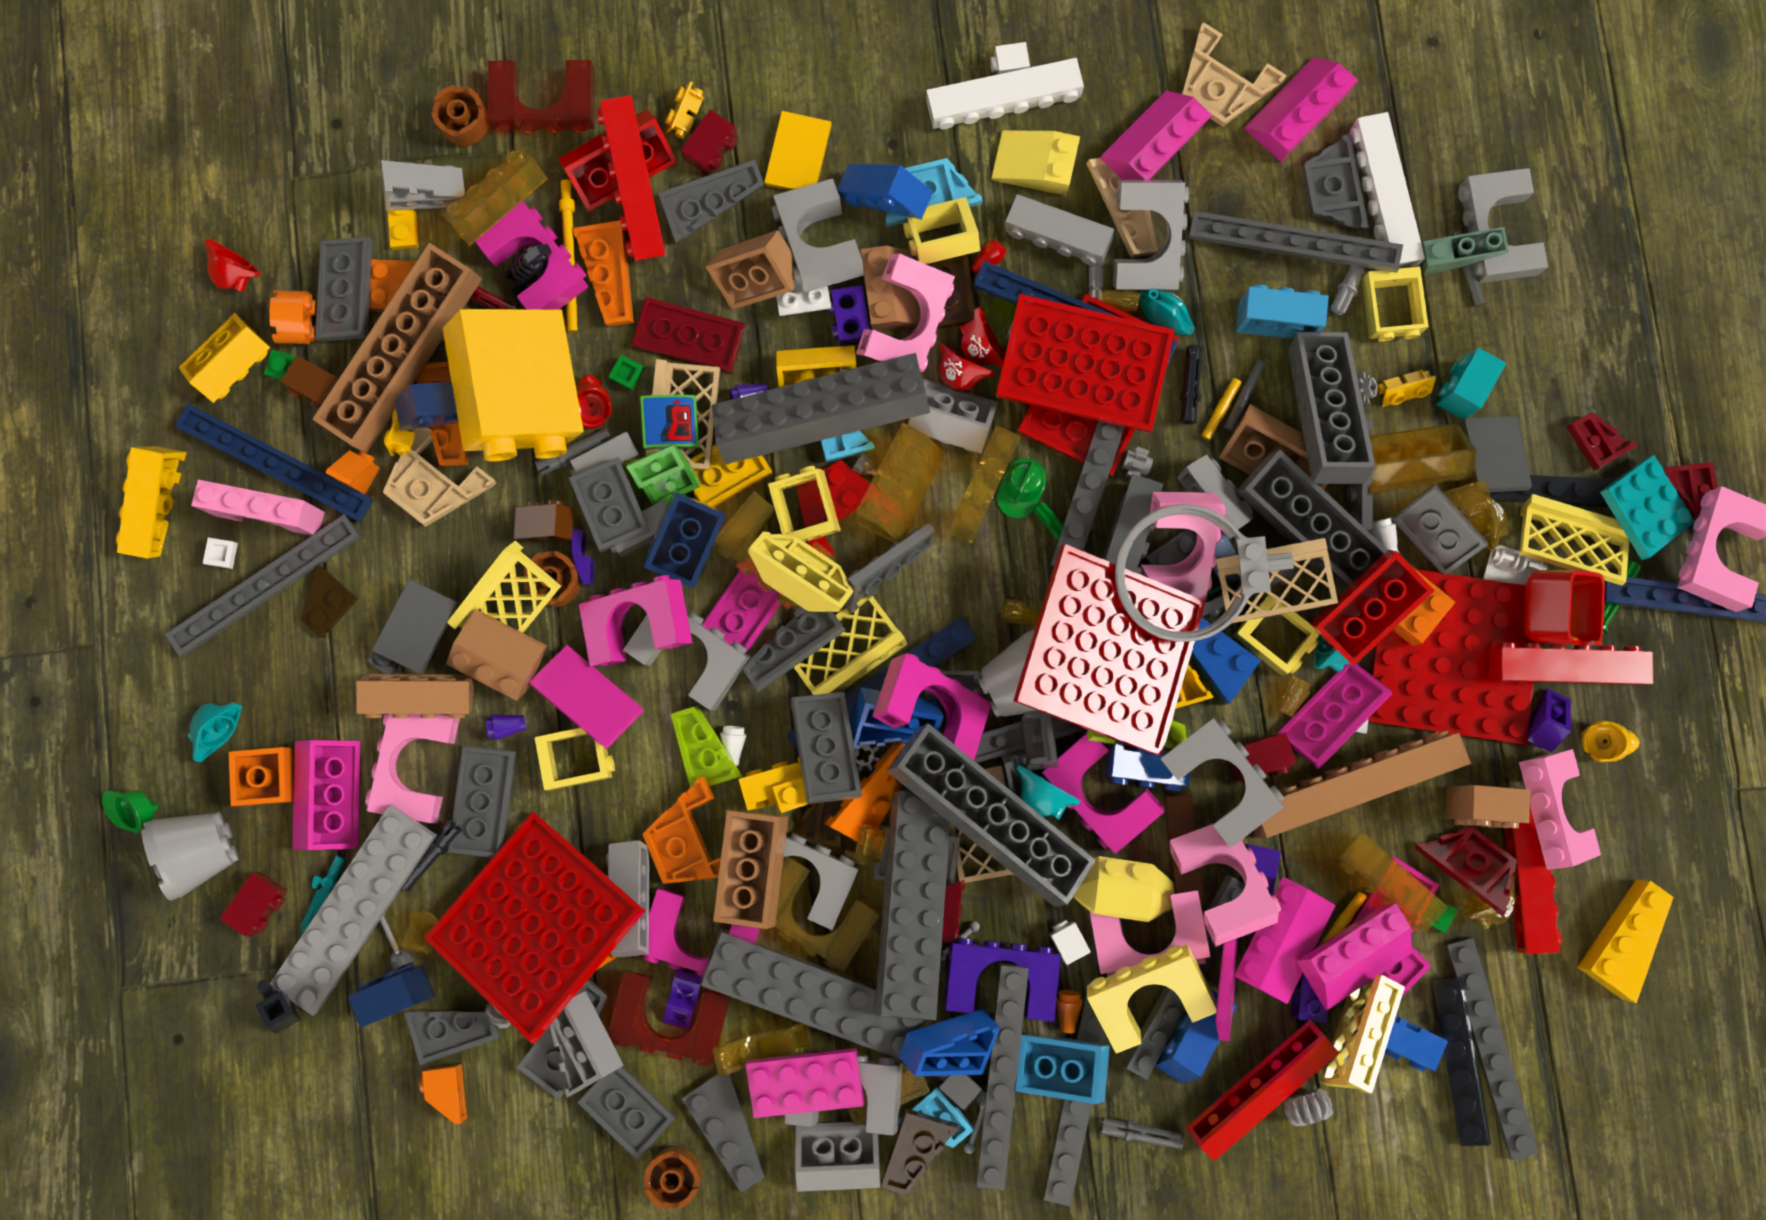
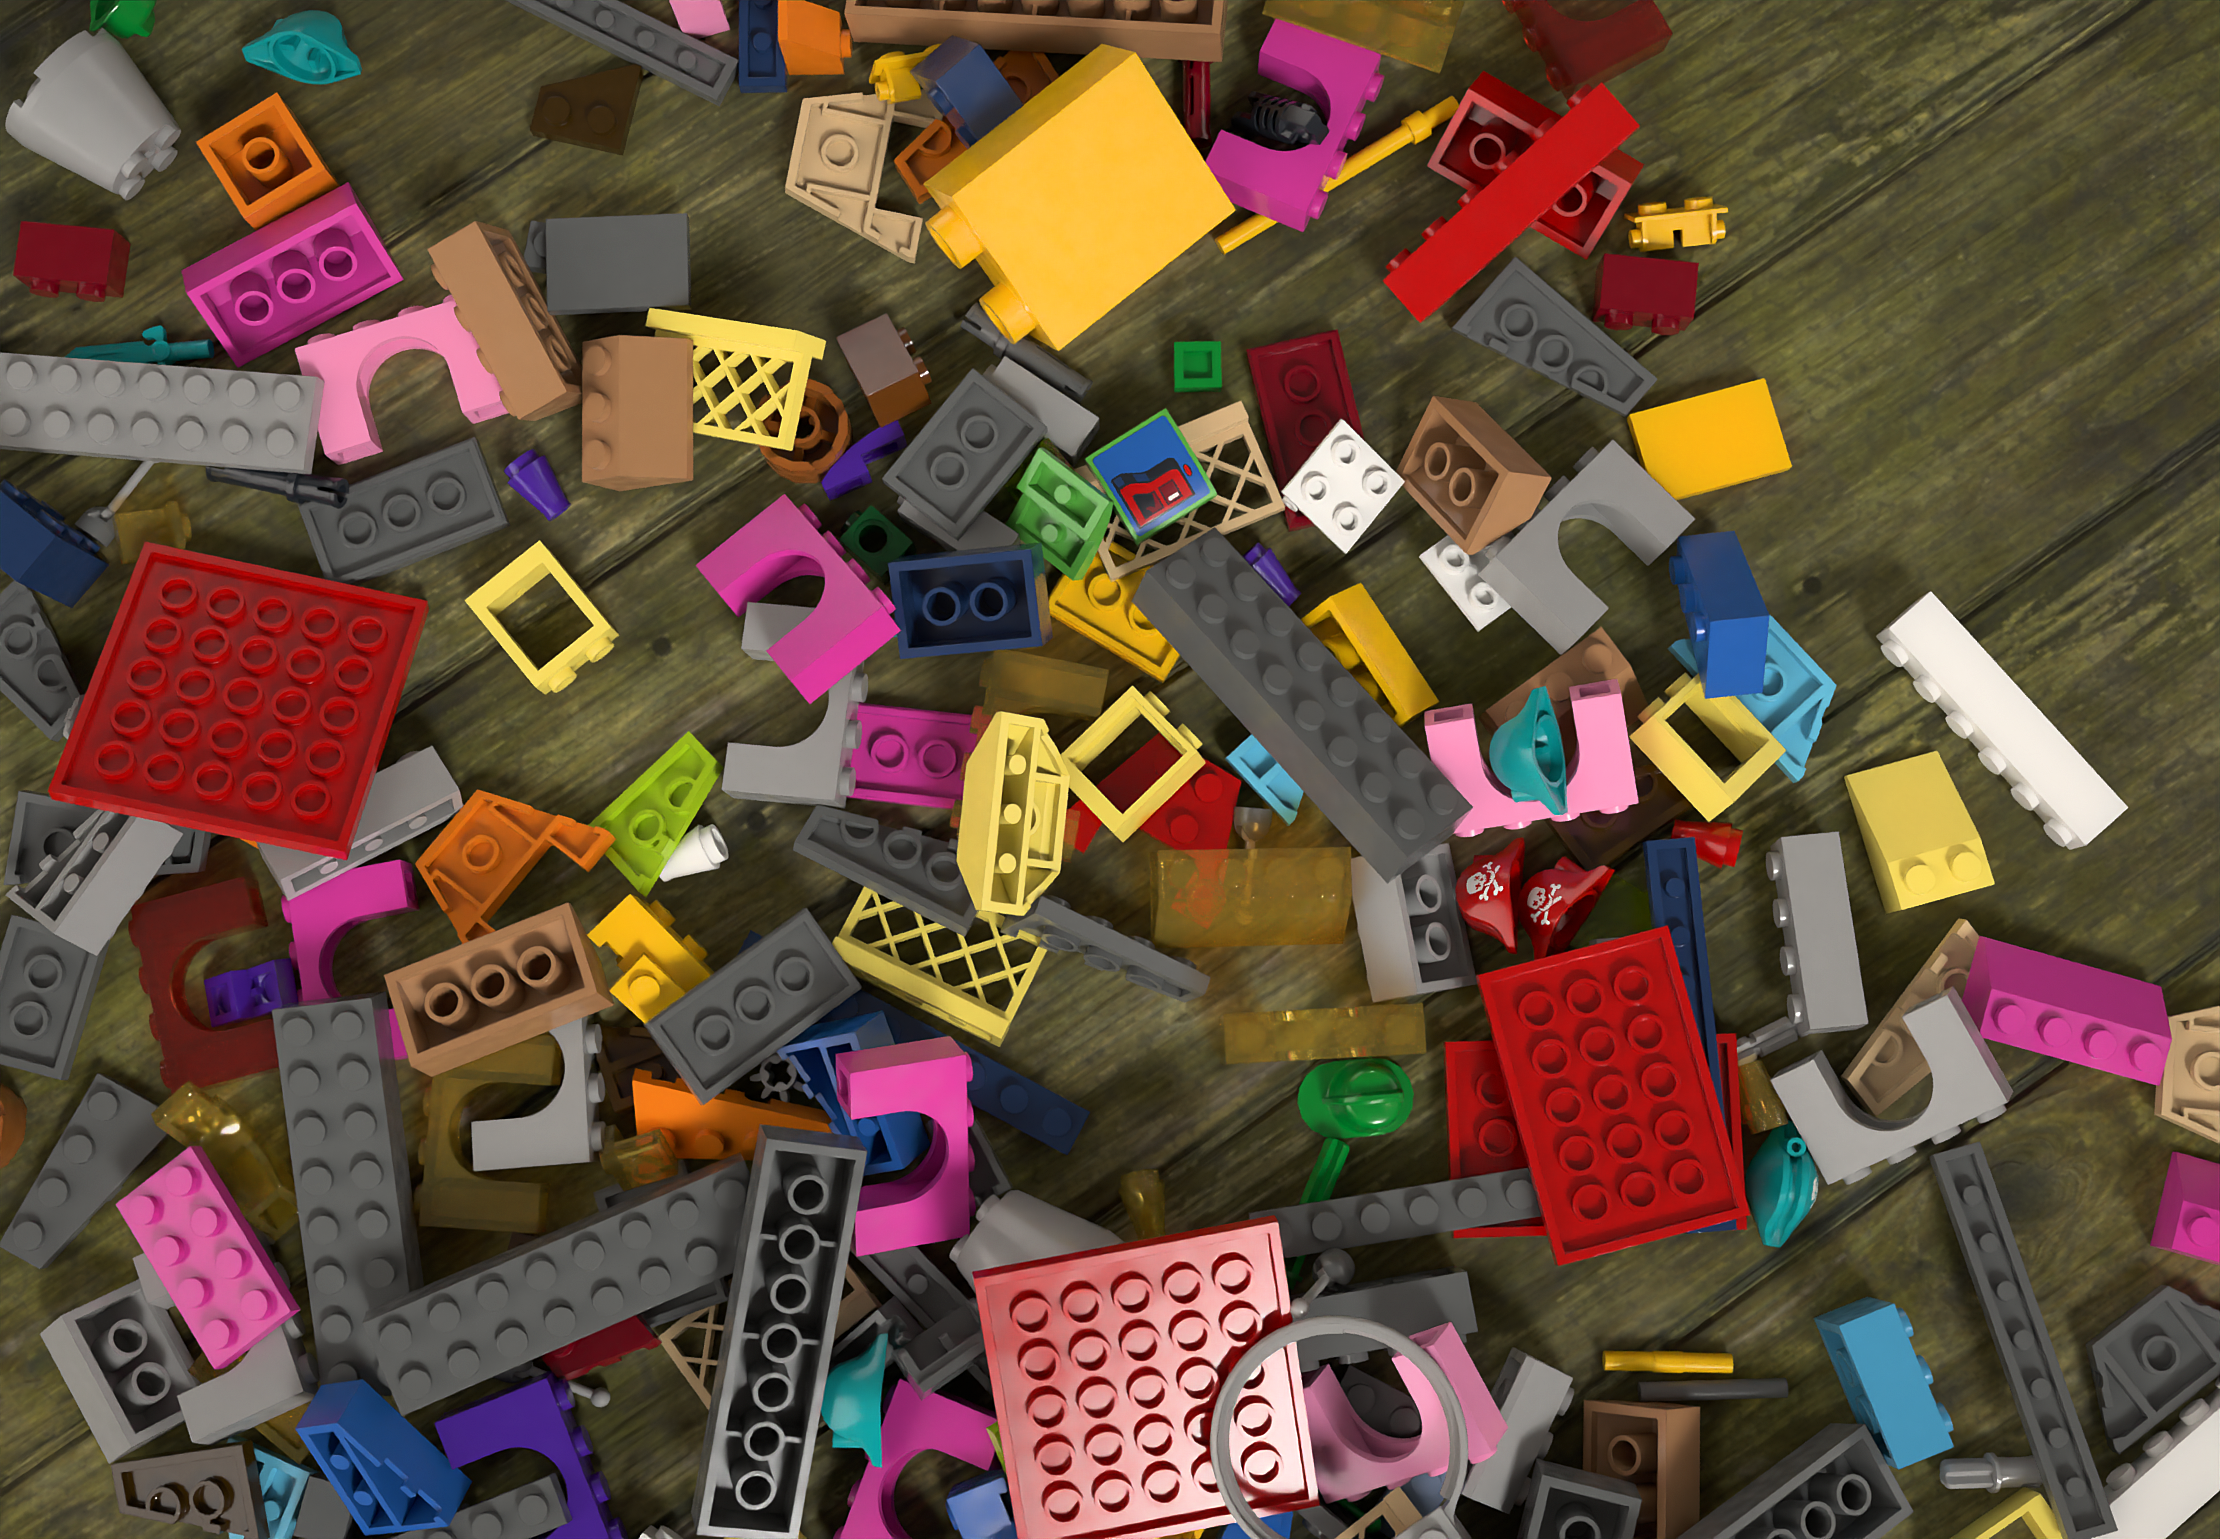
camera: 65 degrees right, 0 degrees up
(586, 697) = (644, 586): dark pink tile -> none
(590, 391) = (1135, 325): red piece -> none
(607, 266) = (1347, 248): orange wing -> none
(633, 562) = (871, 521): none -> dark green brick
(724, 334) = (1342, 486): none -> white hinge
(853, 316) = (1490, 677): dark purple brick -> none
(905, 314) = (1530, 755): none -> teal hat
(1010, 58) = (2064, 699): white brick -> none
(1101, 540) = (1331, 1273): none -> dark grey hinge
(1137, 462) = (1496, 1268): light grey gear -> none
(1190, 394) = (1671, 1294): black pin -> none

